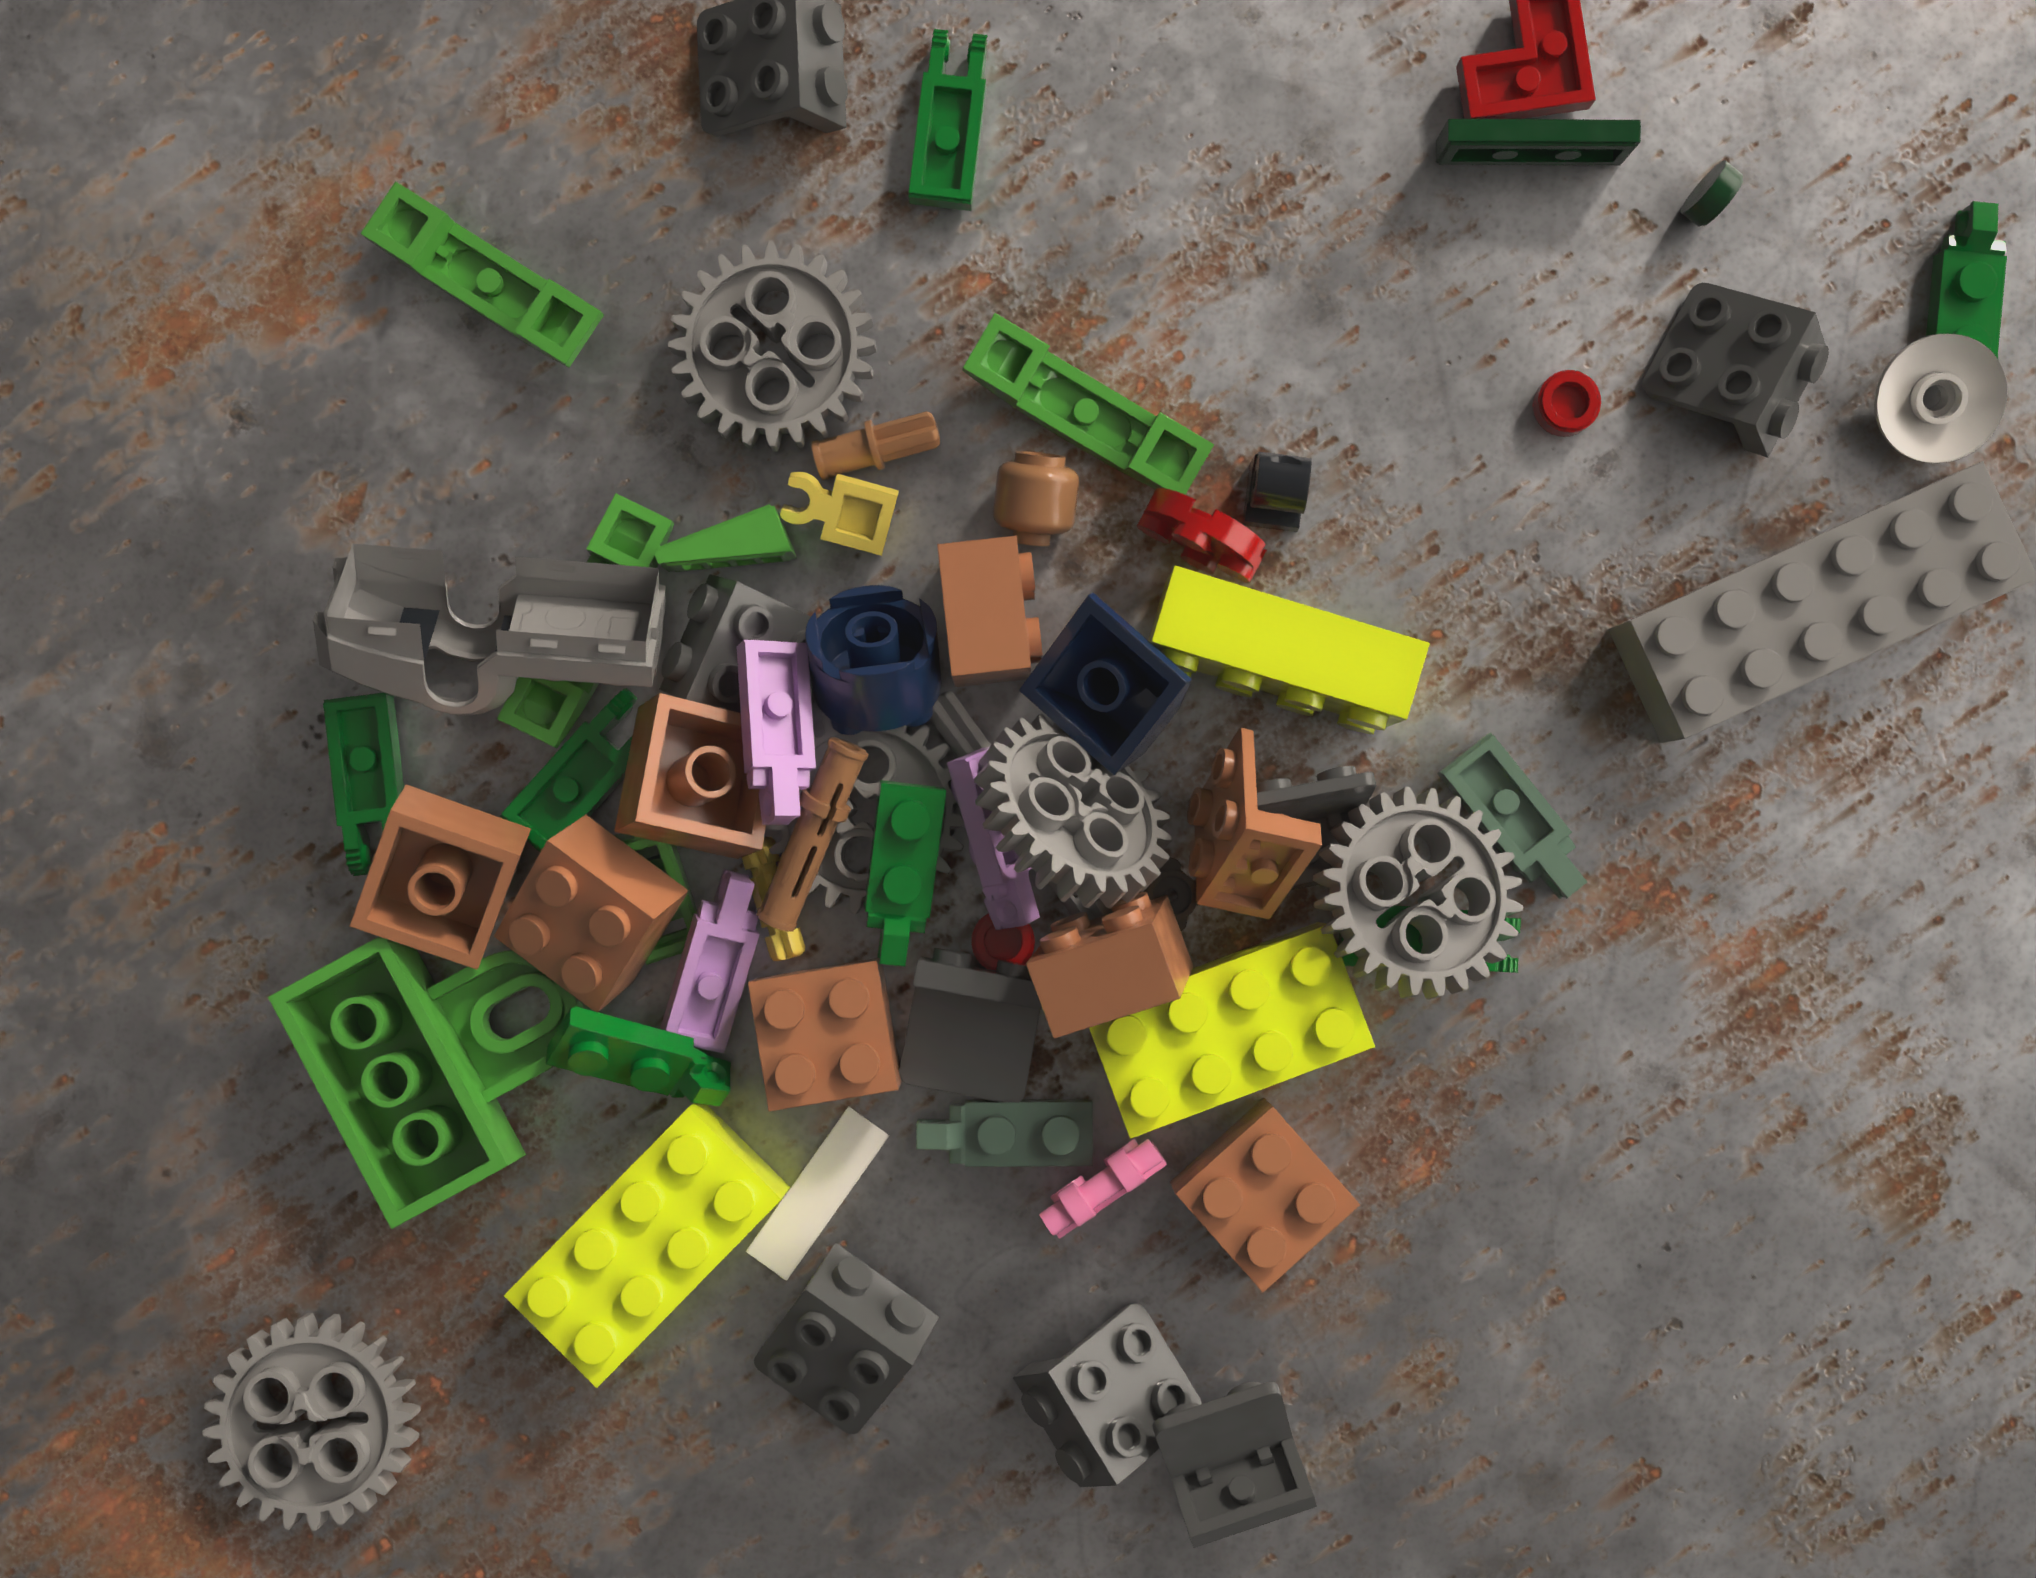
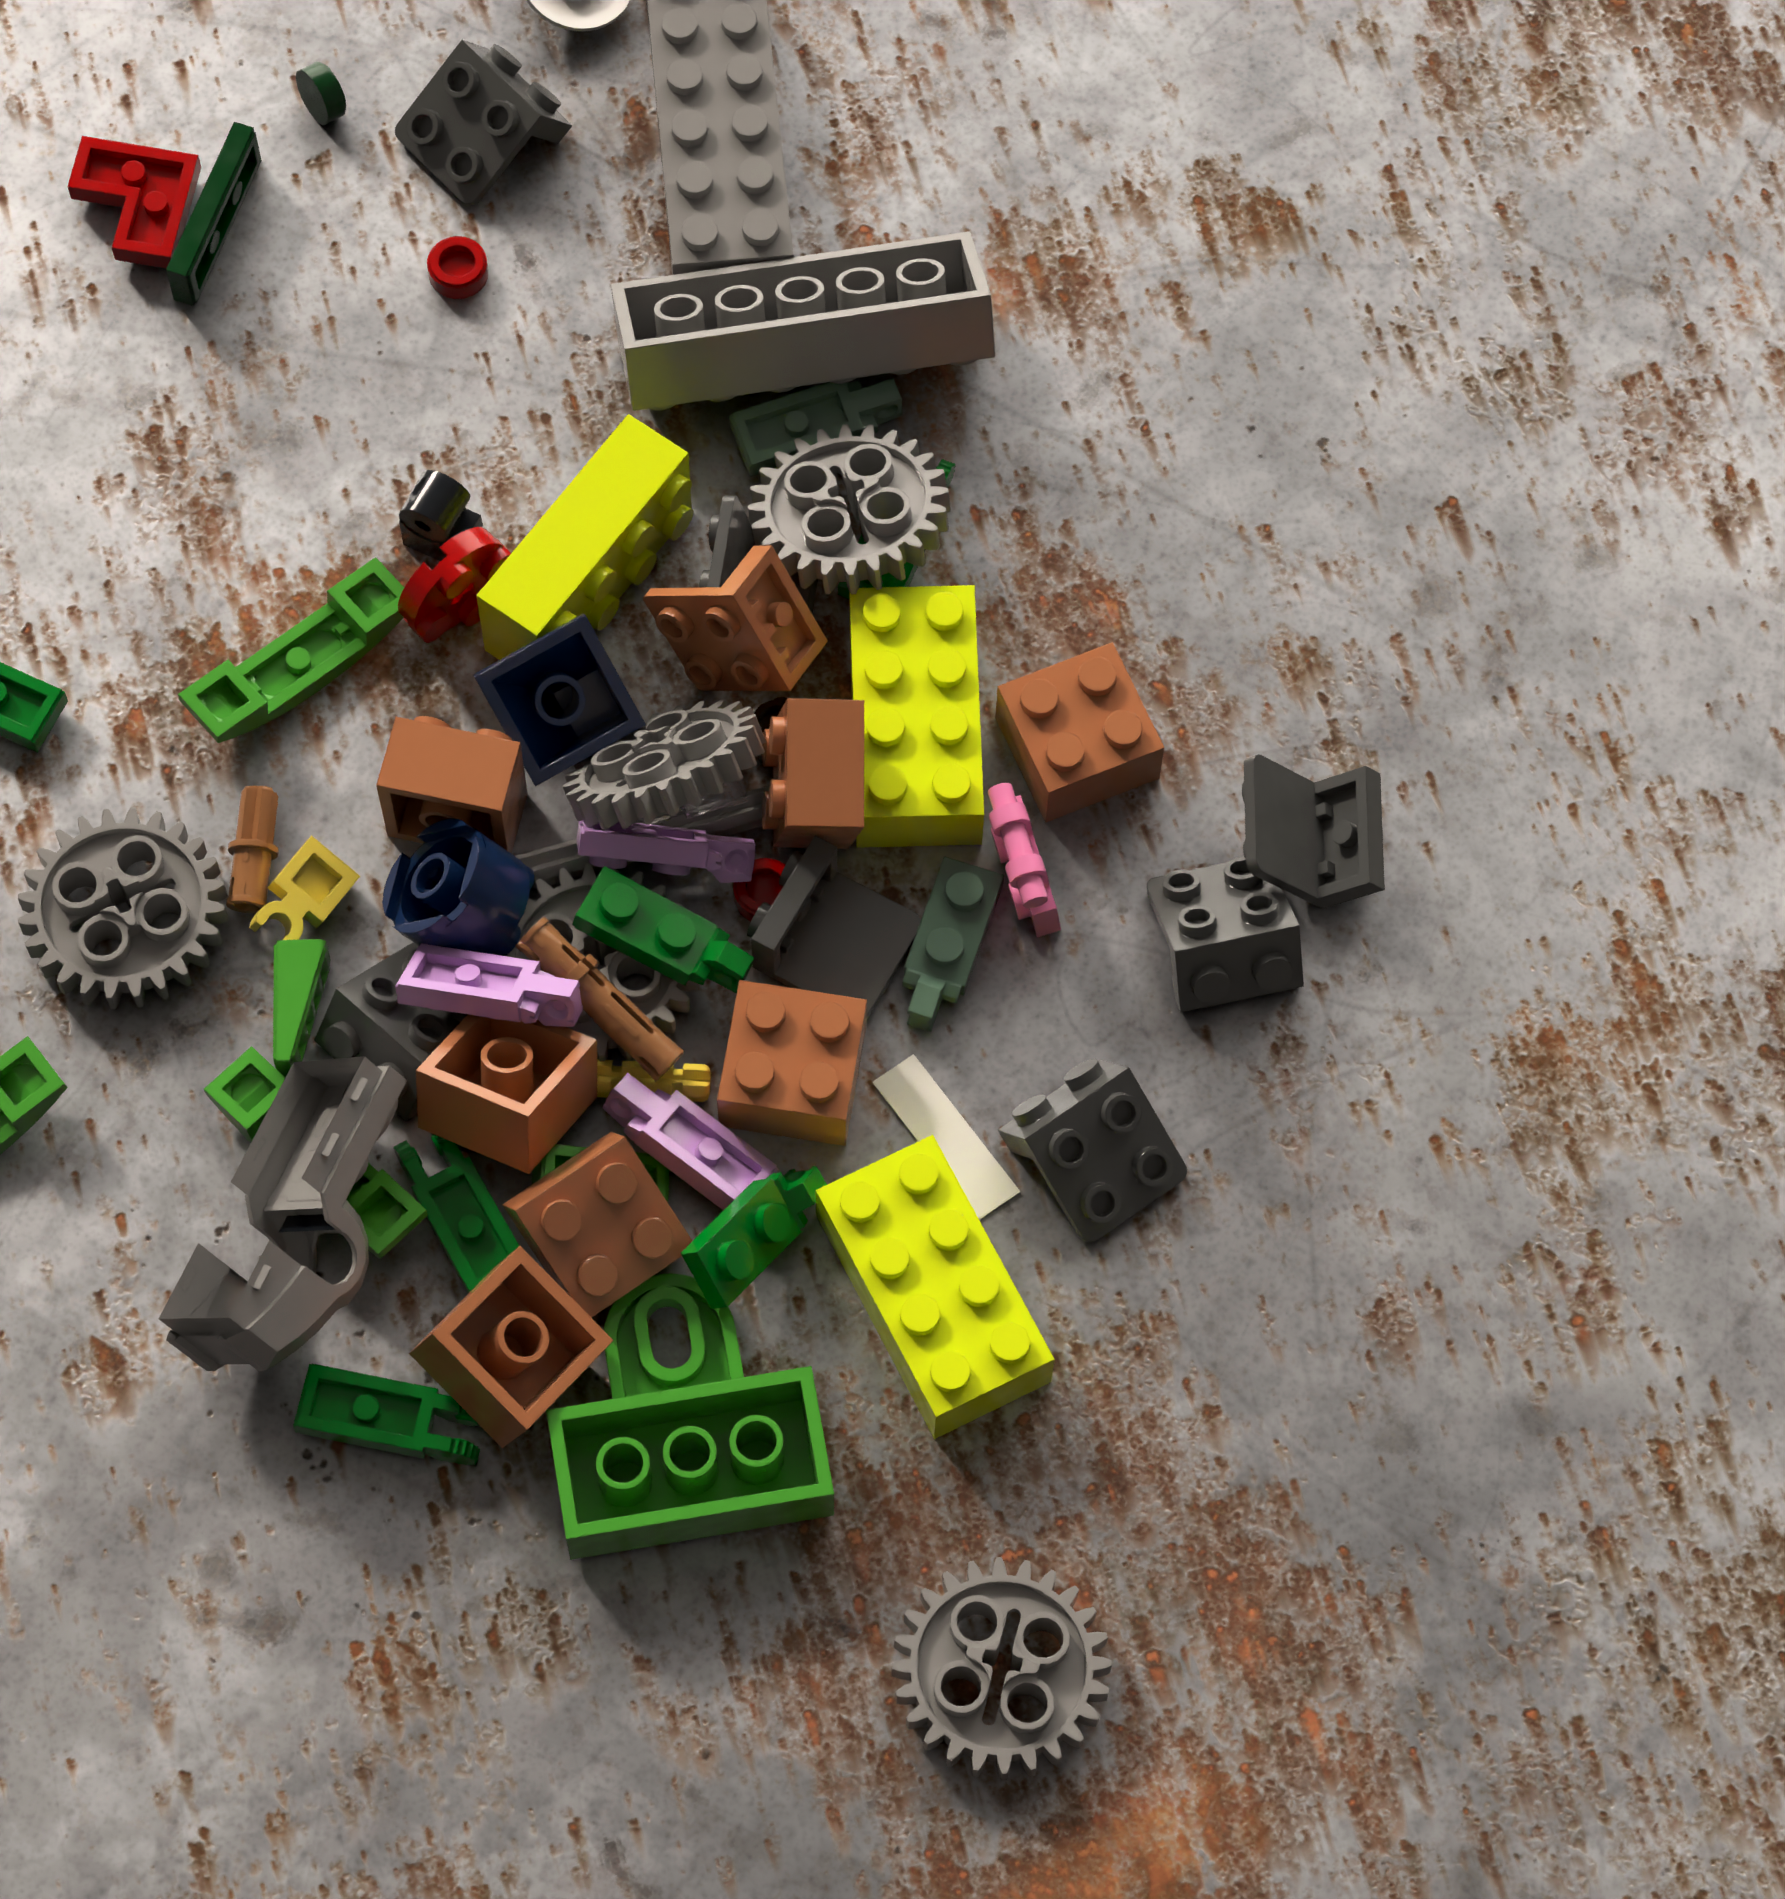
camera: 75 degrees left, 20 degrees down
(1036, 497) = (357, 721): medium nougat head -> none
(1616, 776) = (803, 321): none -> light grey brick

